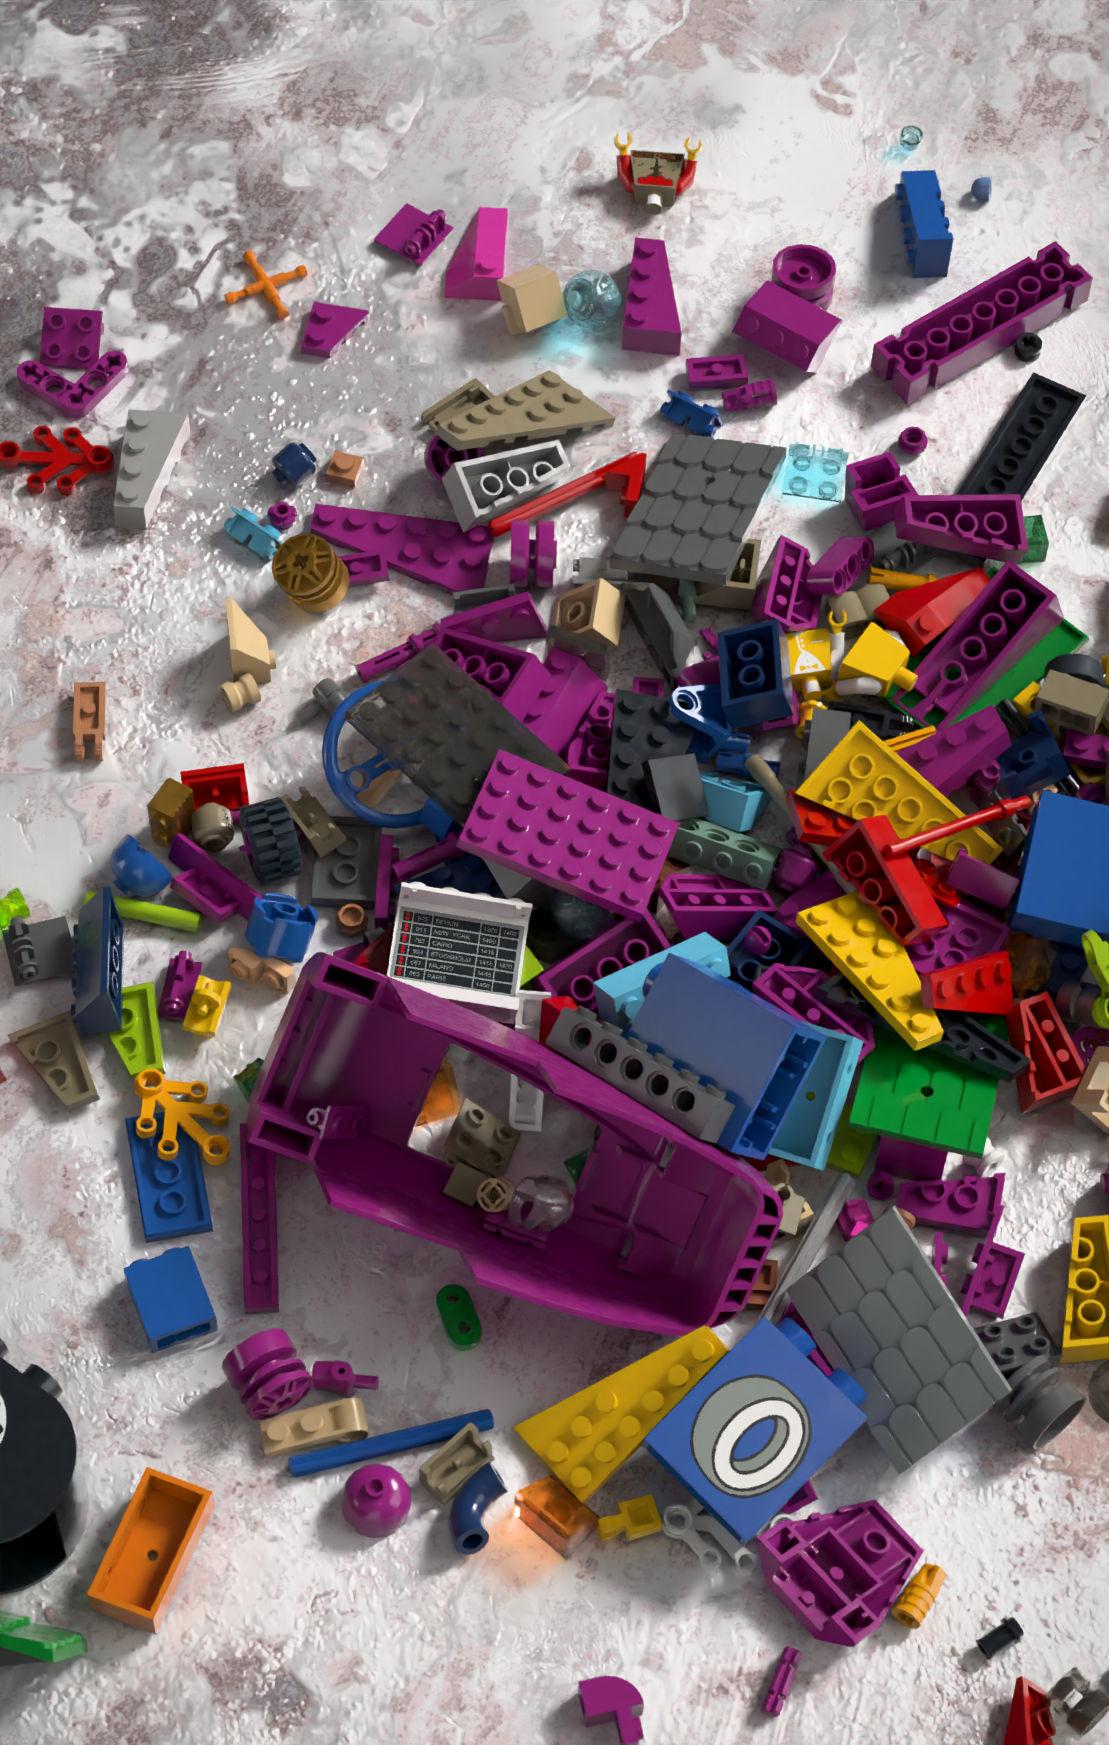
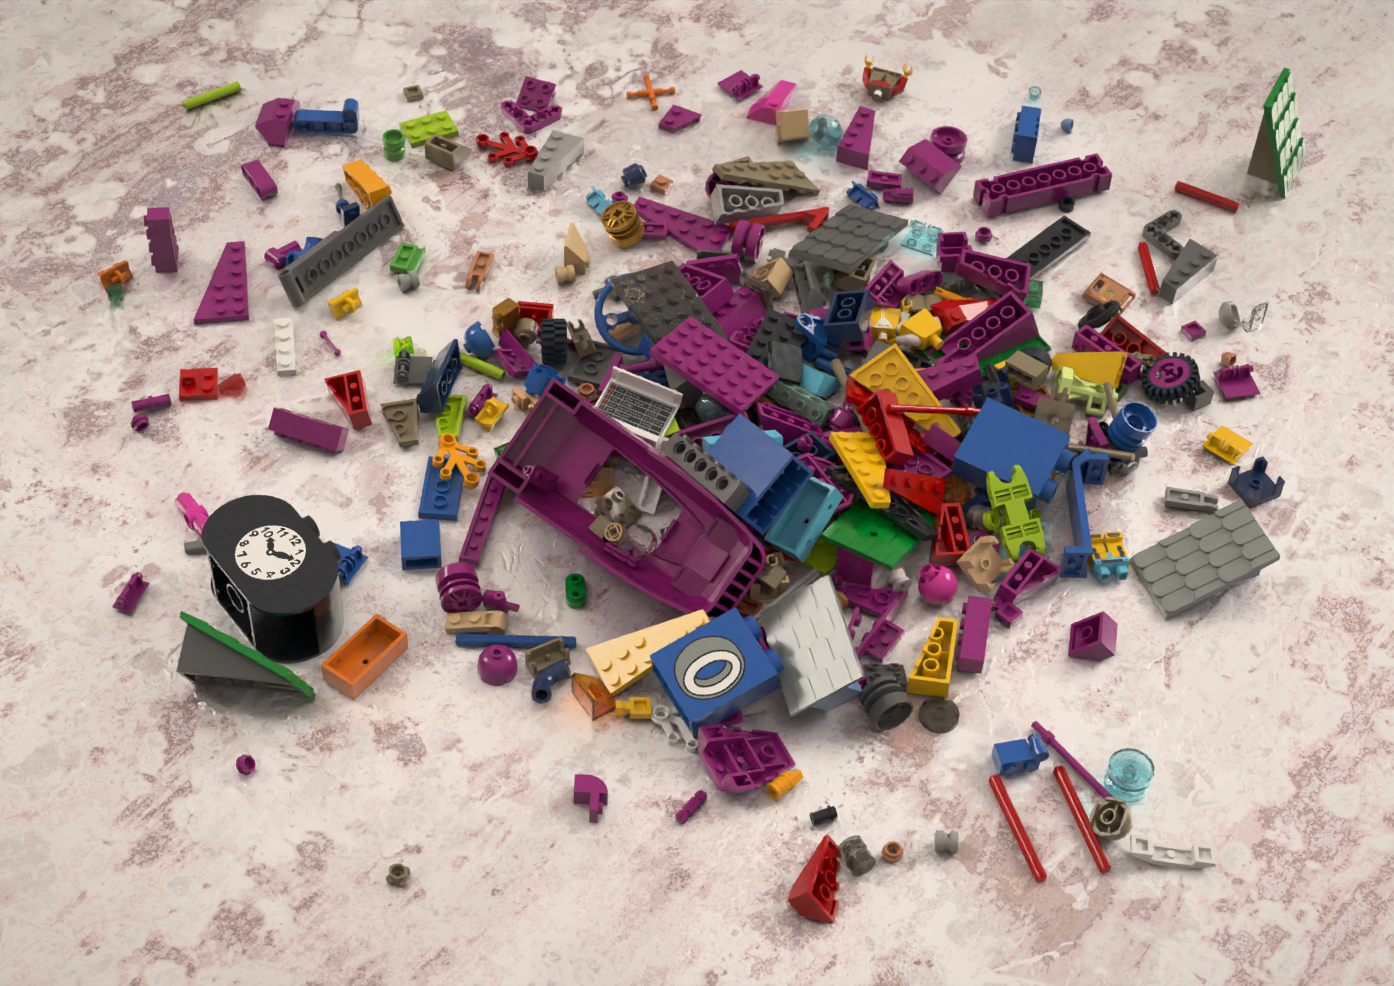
camera: 15 degrees right, 10 degrees down
(58, 1357) = (351, 561): none -> blue hinge
(1051, 1152) = (937, 584): none -> dark pink brick

